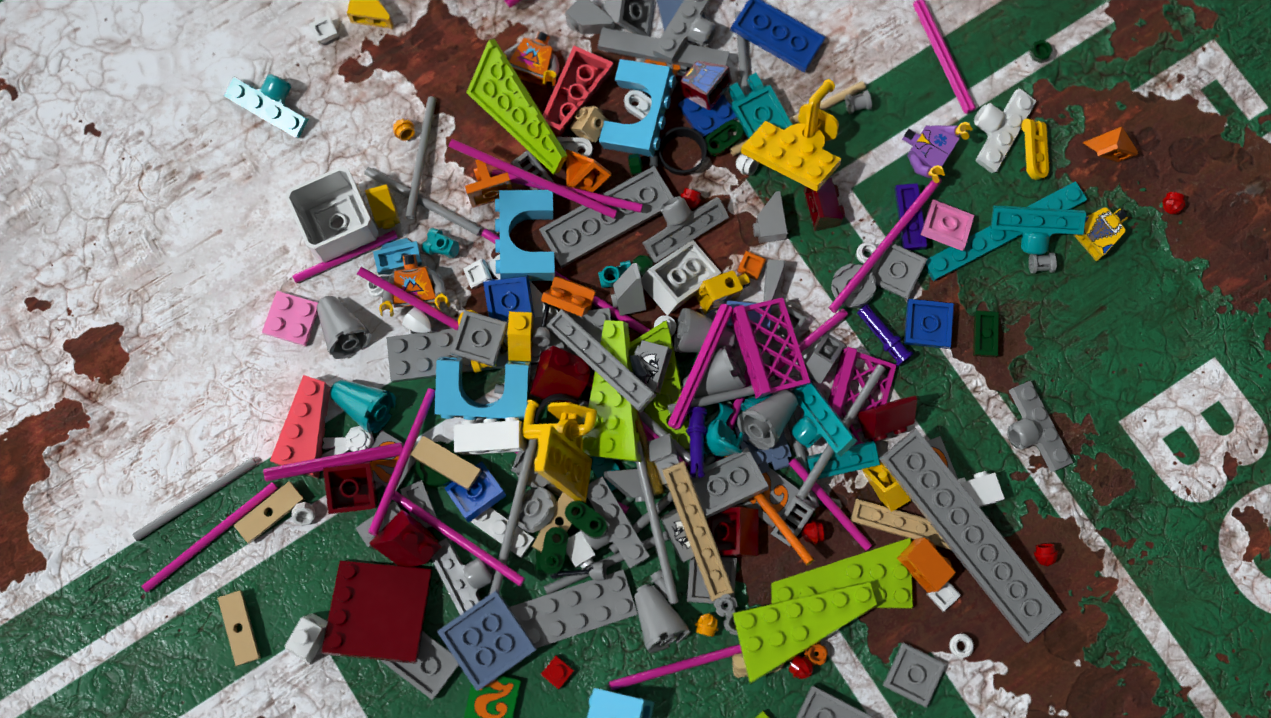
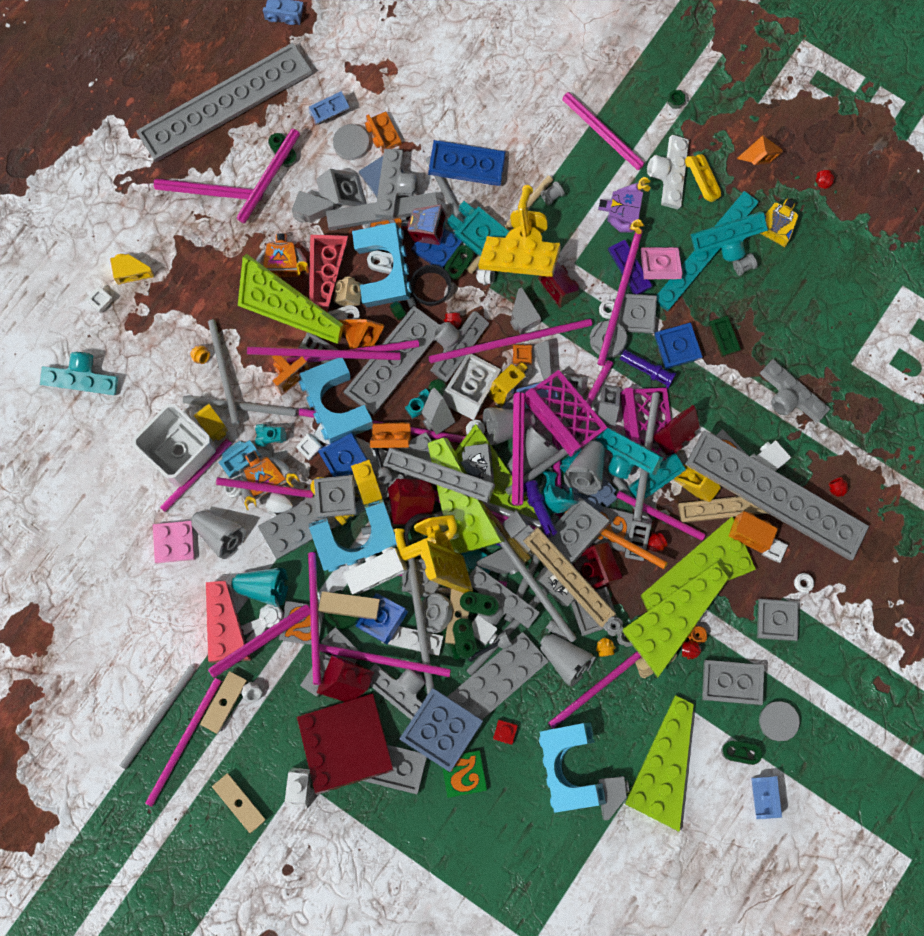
camera: 25 degrees left, 0 degrees up
(350, 488) = (282, 656): dark red slope -> none
(744, 245) = (509, 341): none -> dark pink piece

